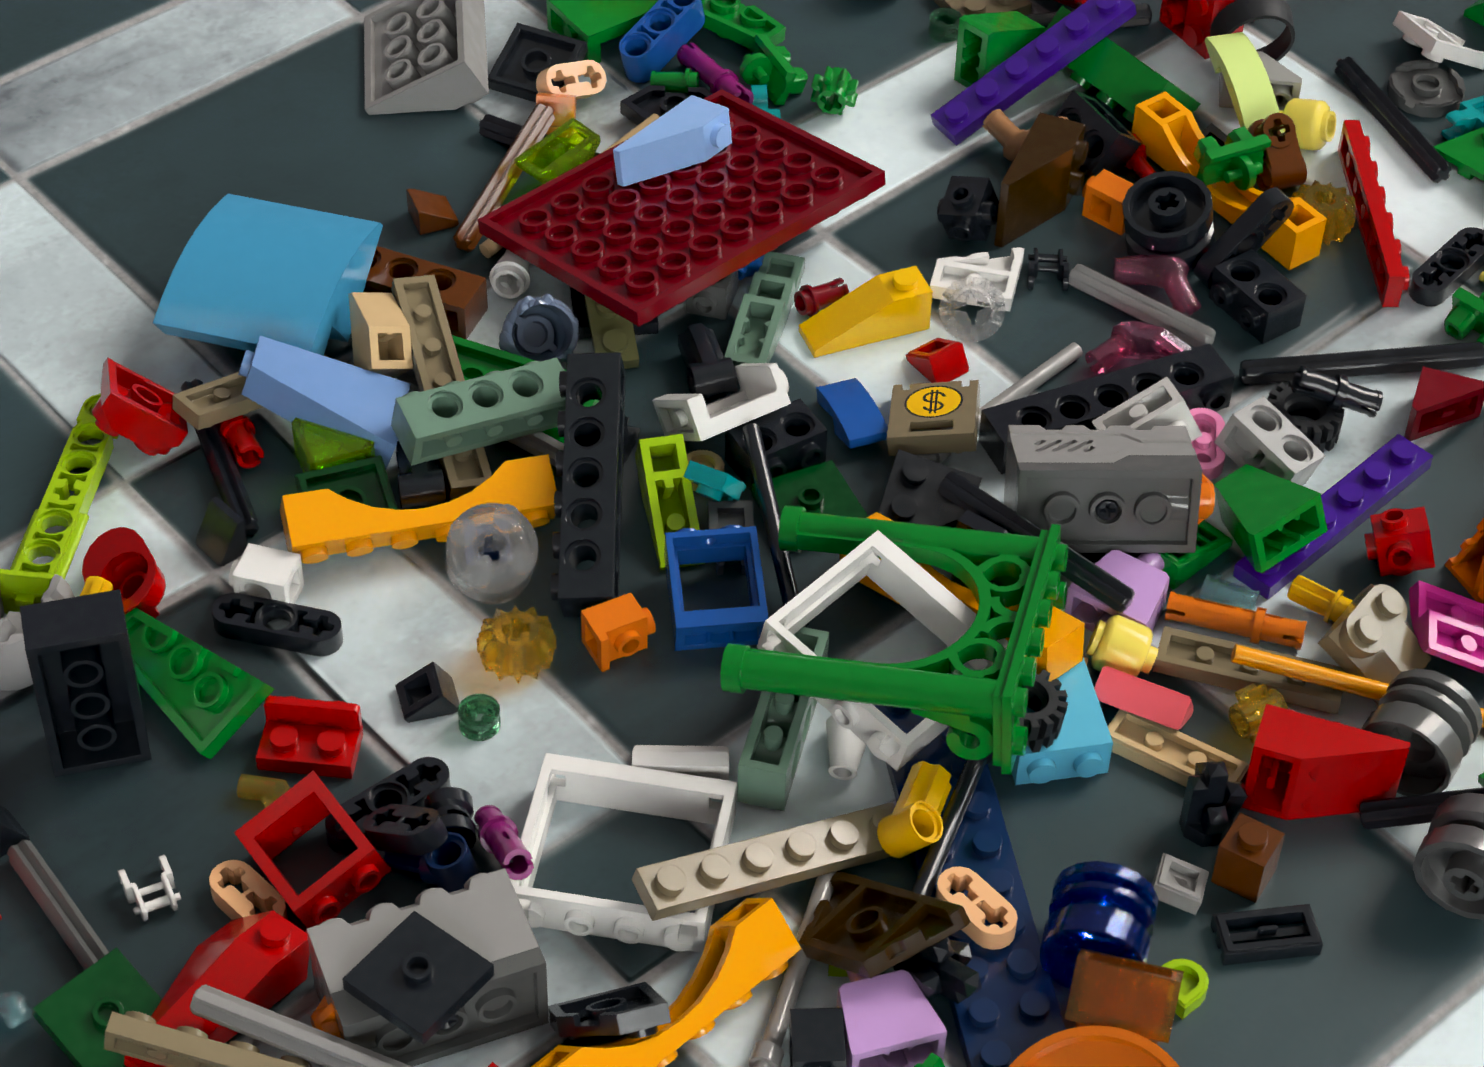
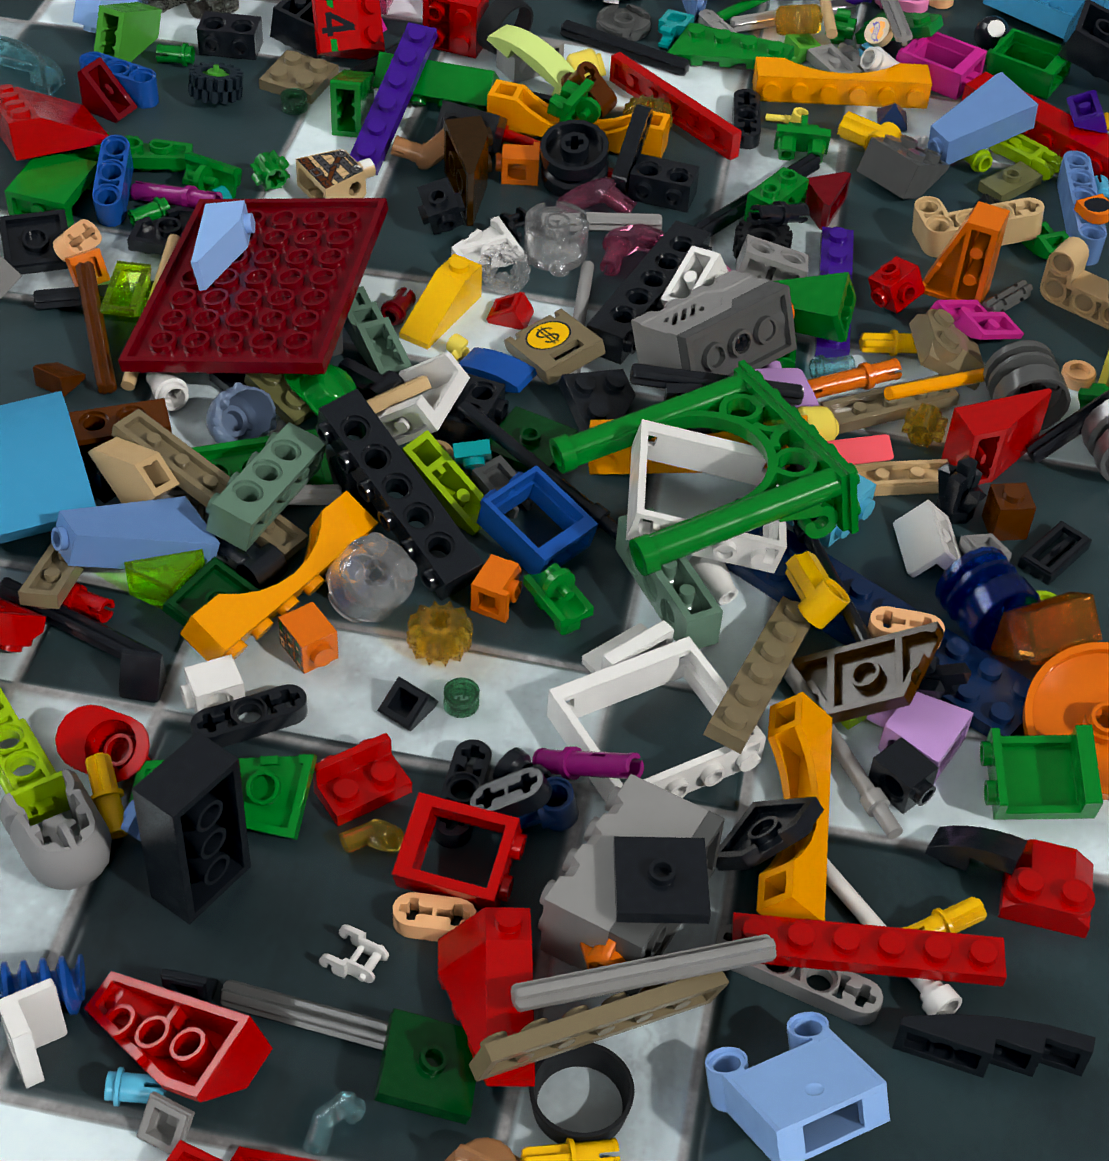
camera: 40 degrees left, 0 degrees up
(394, 579) = (308, 637): none -> orange brick
(650, 353) = (321, 388): none -> green piece
(660, 674) = (559, 597): none -> green hips
(687, 384) = (399, 393): none -> tan tile
(839, 370) = (457, 346): none -> light yellow hand
(895, 129) = (333, 175): none -> torso
(1058, 300) = (556, 237): none -> clear brick
(1130, 833) = (926, 539): none -> white panel
(1379, 367) = (782, 186): none -> green brick

